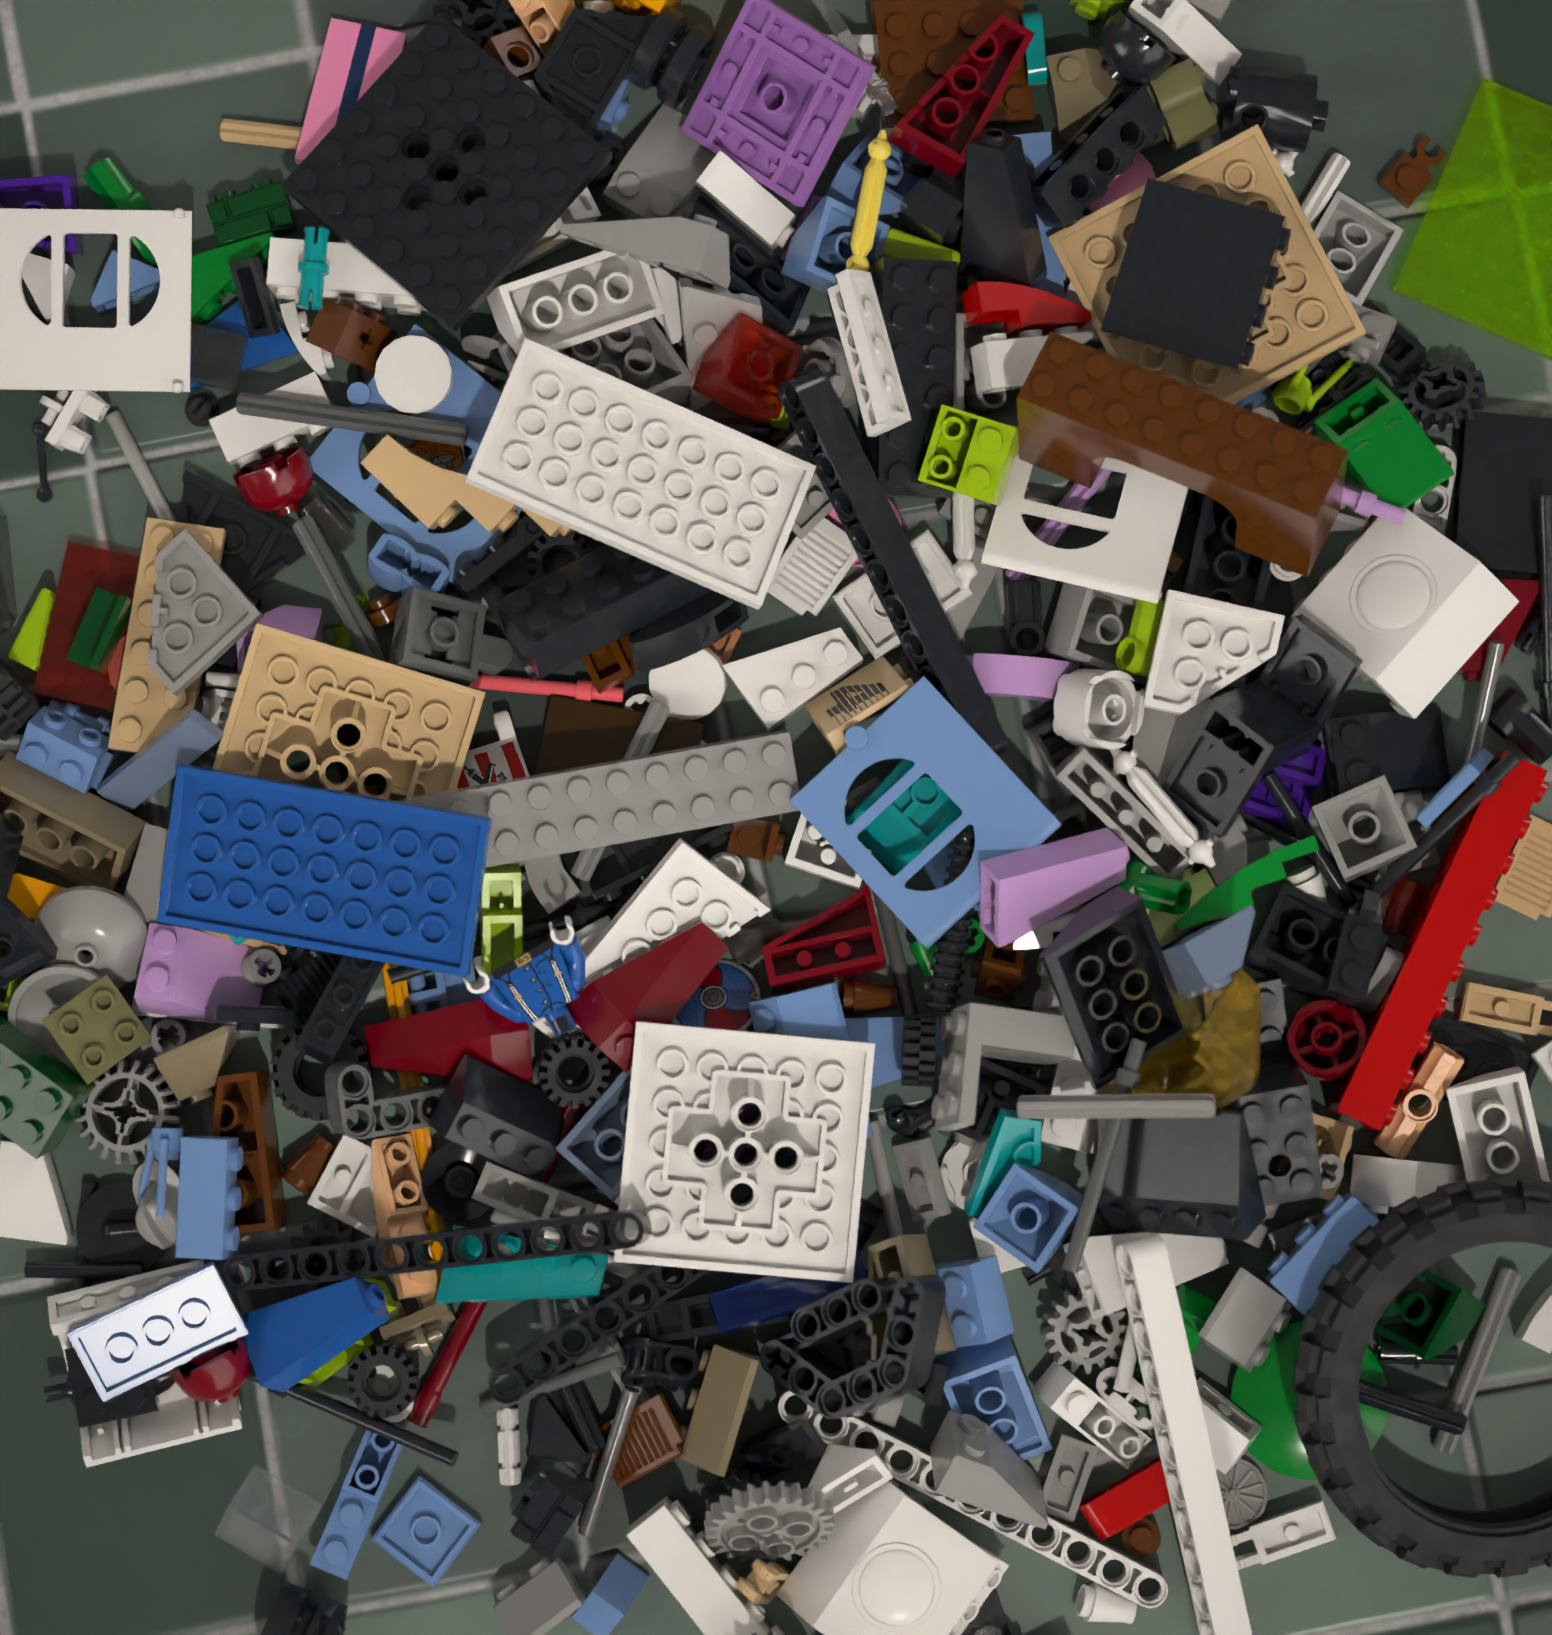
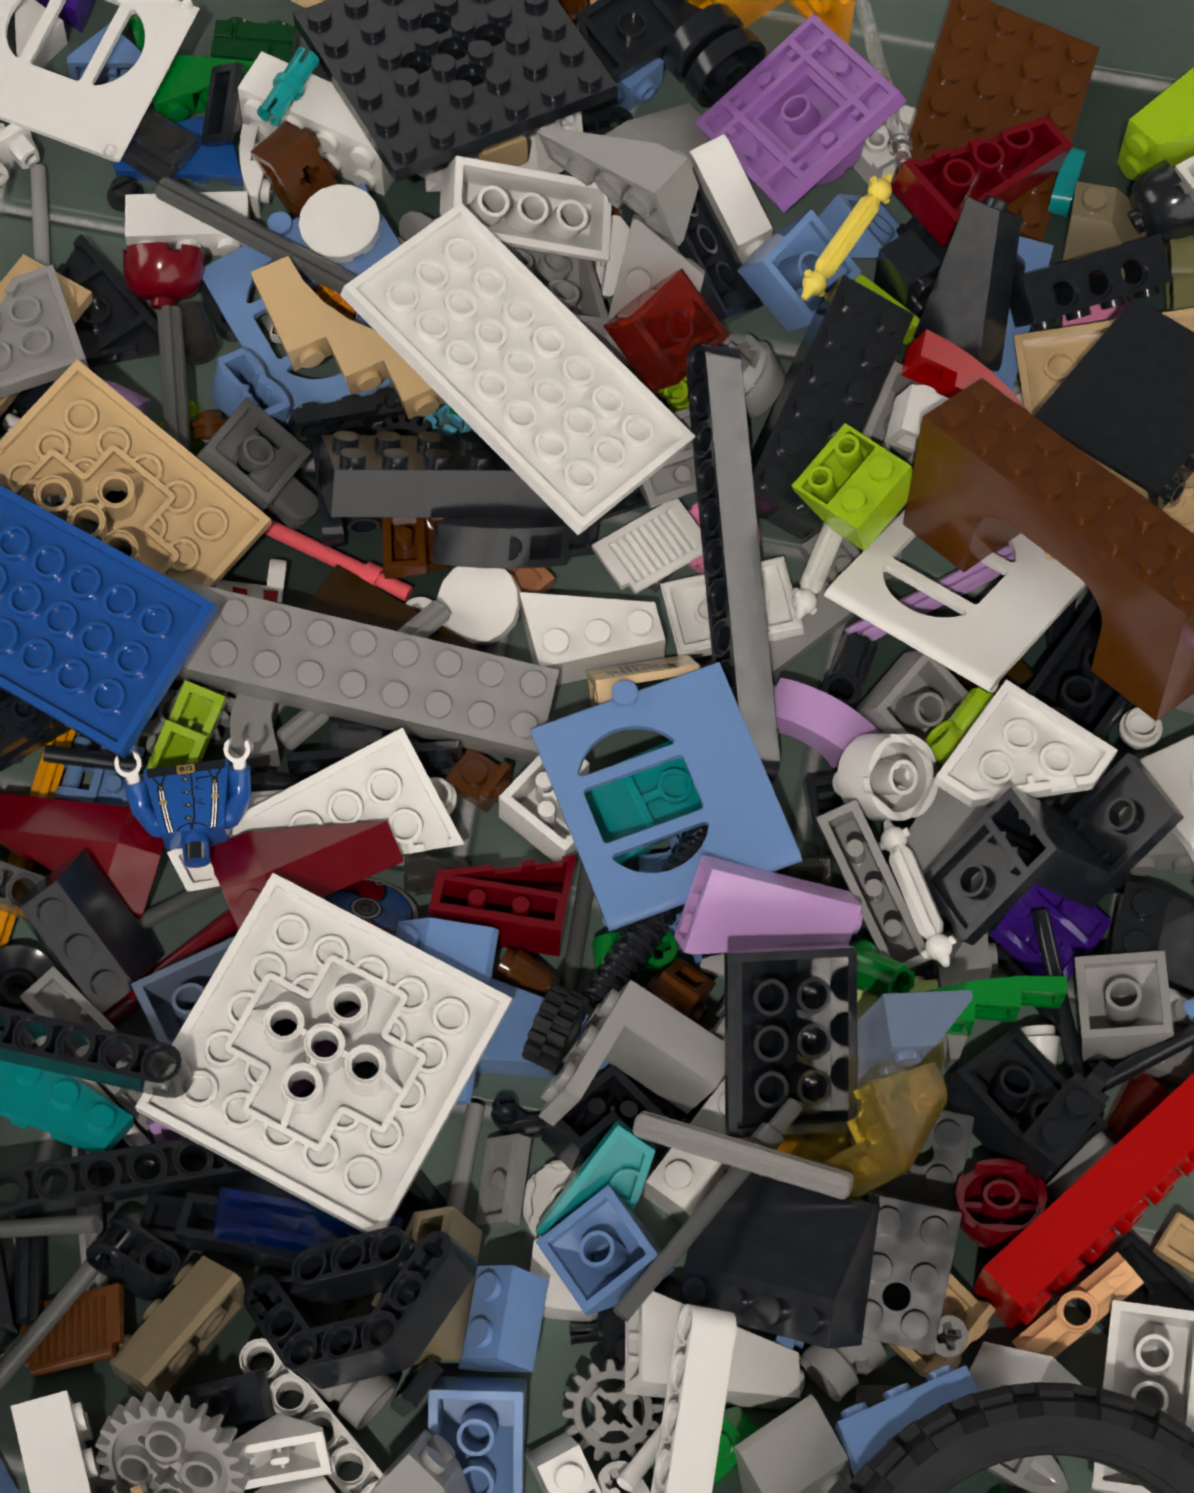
camera: 15 degrees right, 20 degrees down
(572, 1093) = (174, 890): black tyre -> none
(868, 352) = (792, 352): white fence -> none

